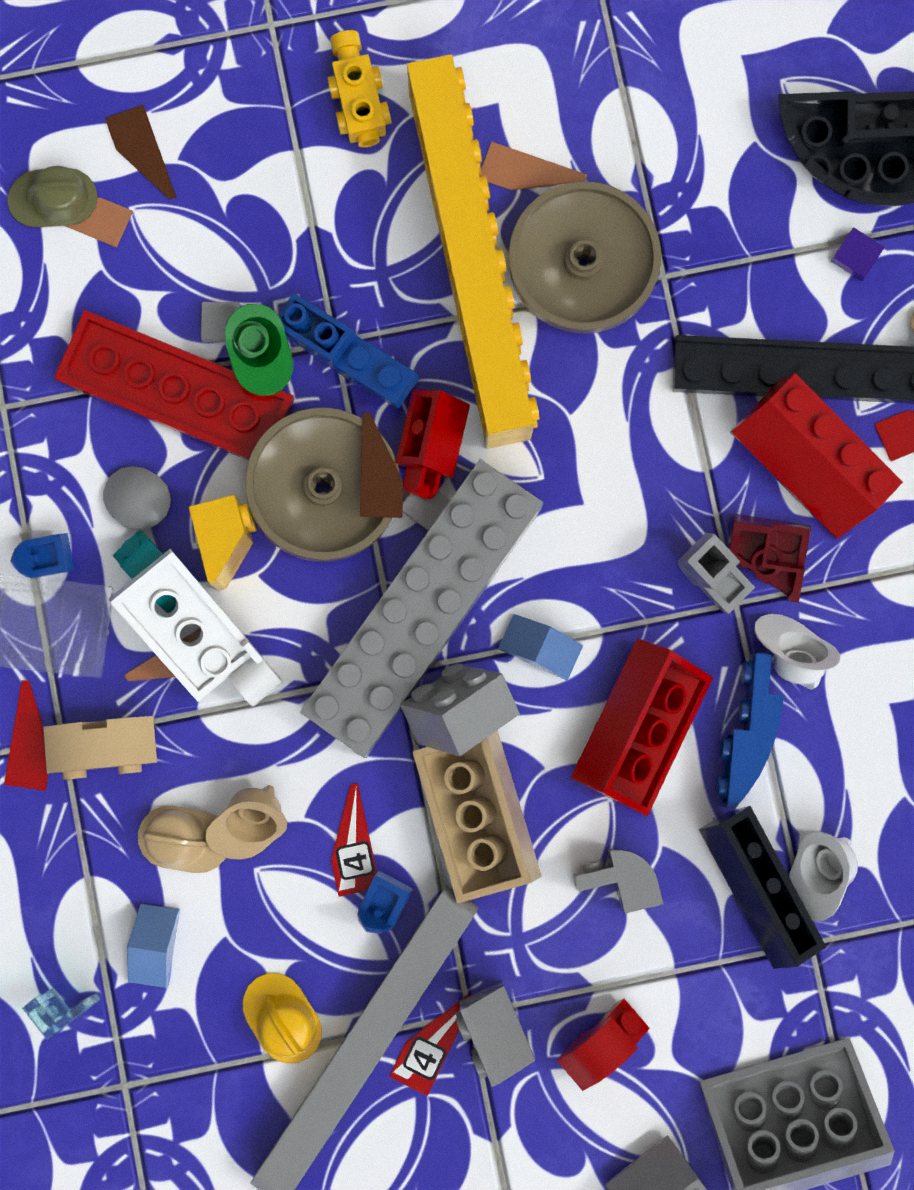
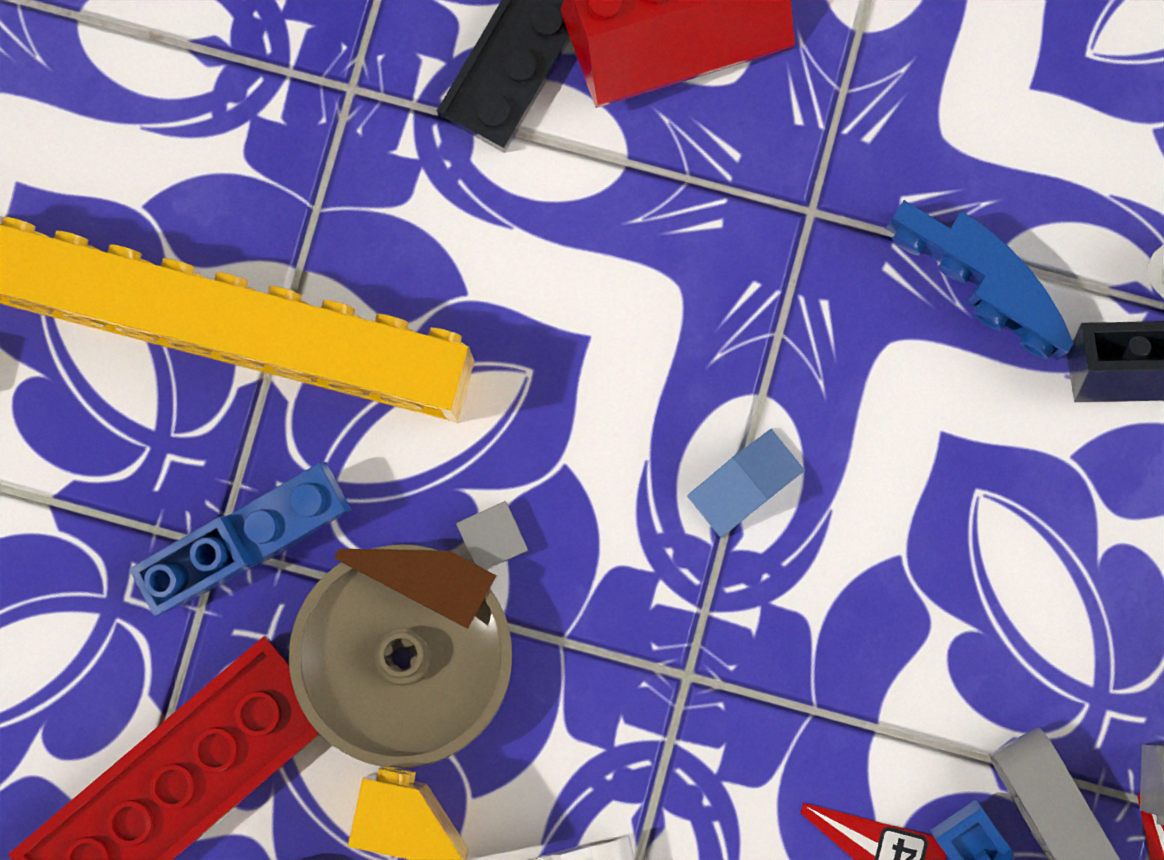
camera: 60 degrees left, 0 degrees up
(214, 319) = (116, 682): light grey tile -> none
(258, 349) = (182, 651): green piece -> none
(422, 608) = (627, 609): light grey brick -> none
(431, 440) = (415, 488): red brick -> none
(459, 709) = (783, 625): light grey brick -> none
(477, 819) = (923, 671): tan slope -> none
(521, 171) = (121, 196): nougat sticker -> none
(587, 224) = (269, 126): dark tan dish -> none
(632, 875) = (1090, 516): light grey brick -> none
(642, 726) = (911, 408): red slope -> none
(715, 572) = (765, 215): light grey brick -> none
(772, 551) = (769, 133): dark red slope -> none
(797, 651) = (912, 166): white piece -> none

